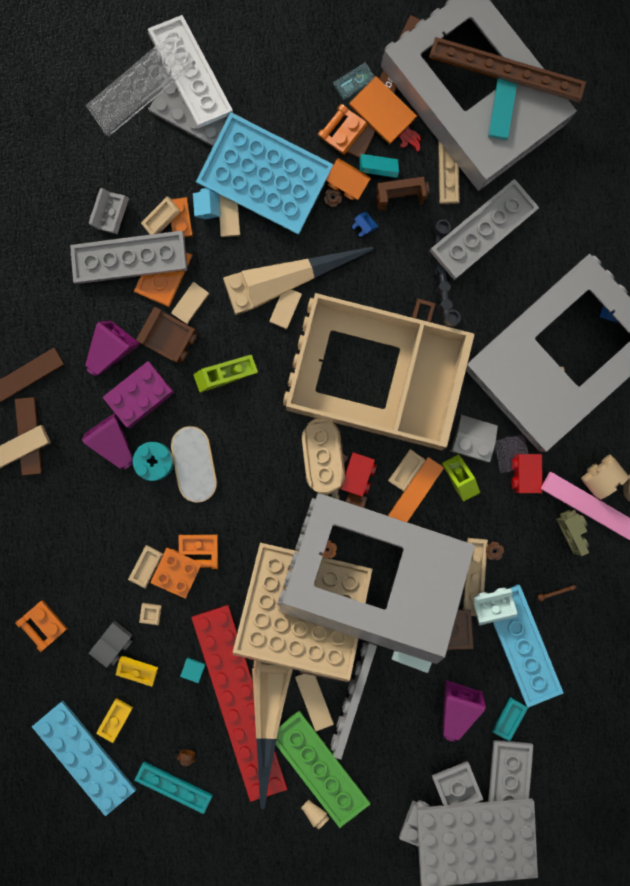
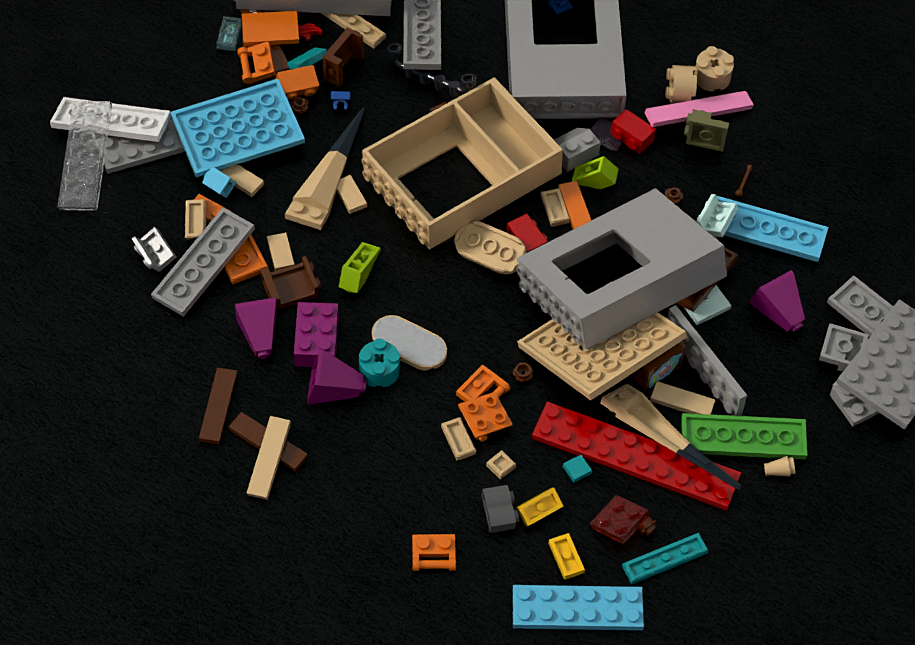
camera: 50 degrees left, 30 degrees down
(173, 735) = (619, 519): none -> clear red plate
(238, 572) = (523, 367): none -> reddish brown plate
(510, 719) = (819, 280): teal tile -> none

